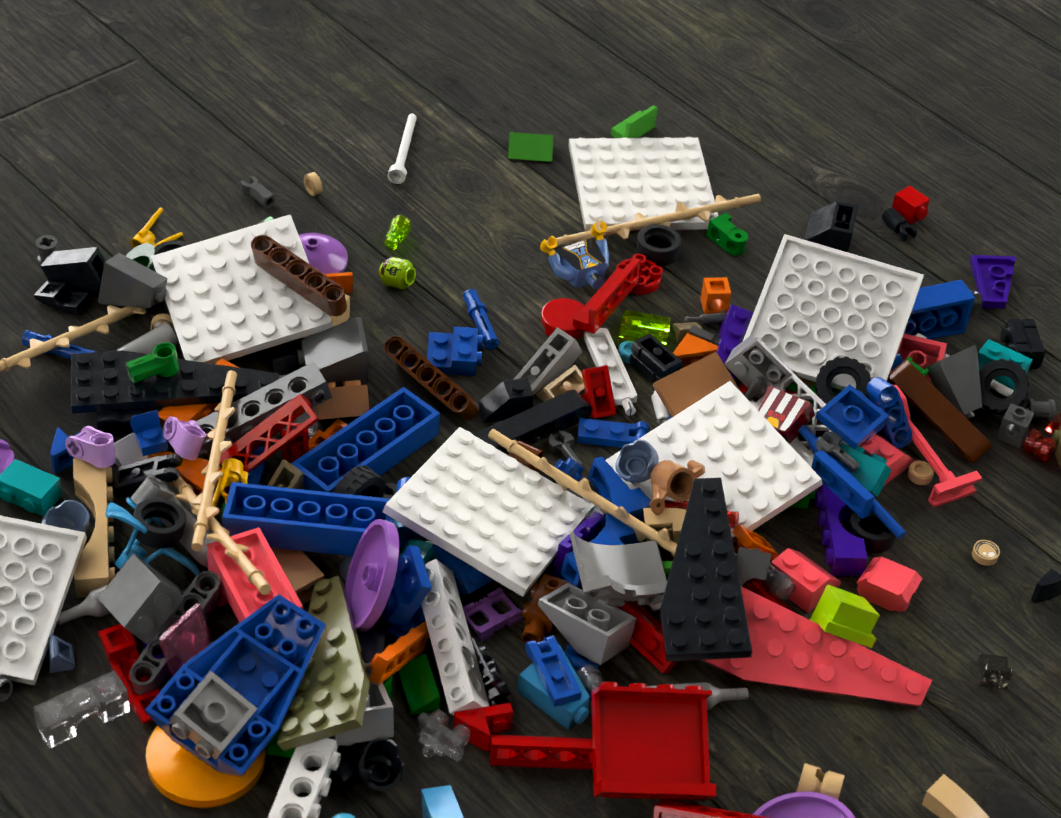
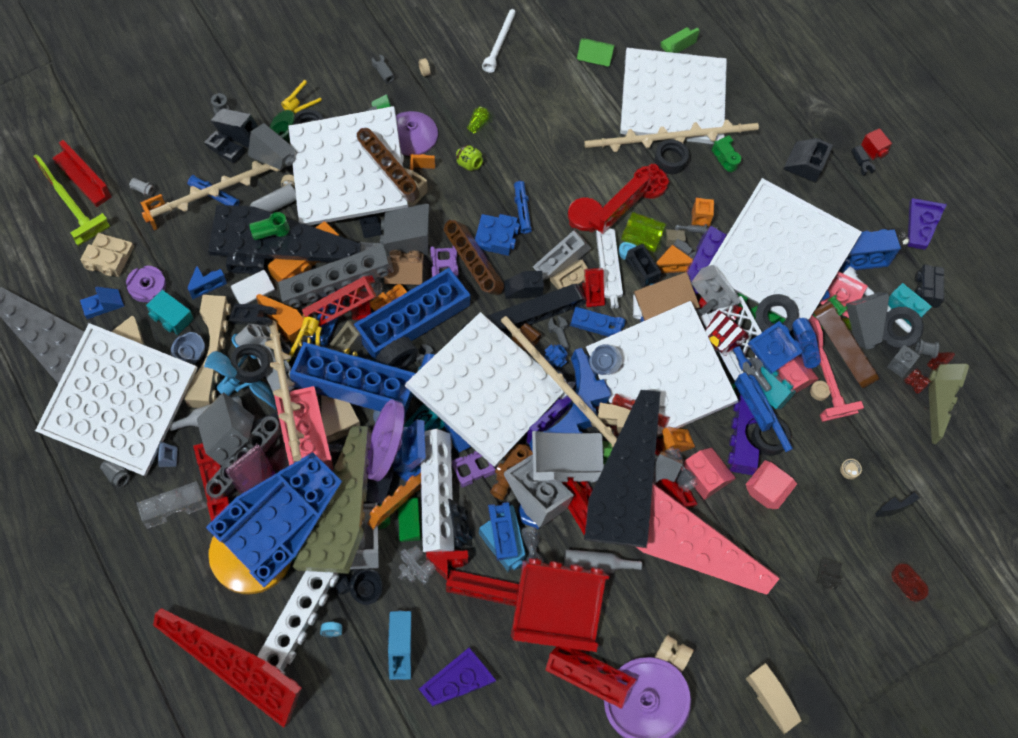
camera: 10 degrees right, 20 degrees up
(92, 447) = (216, 290): lavender piece -> none
(149, 433) = (258, 283): blue slope -> none
(184, 437) = (281, 293): lavender piece -> none
(211, 470) = (301, 309): tan plant -> none
(211, 716) = (249, 541): light grey plate -> none
(382, 393) = (450, 263): none -> medium lavender piece
(580, 262) = (608, 166): torso -> none
(673, 481) = (626, 384): medium nougat piece -> none
(846, 616) = (727, 519): lime plate -> none

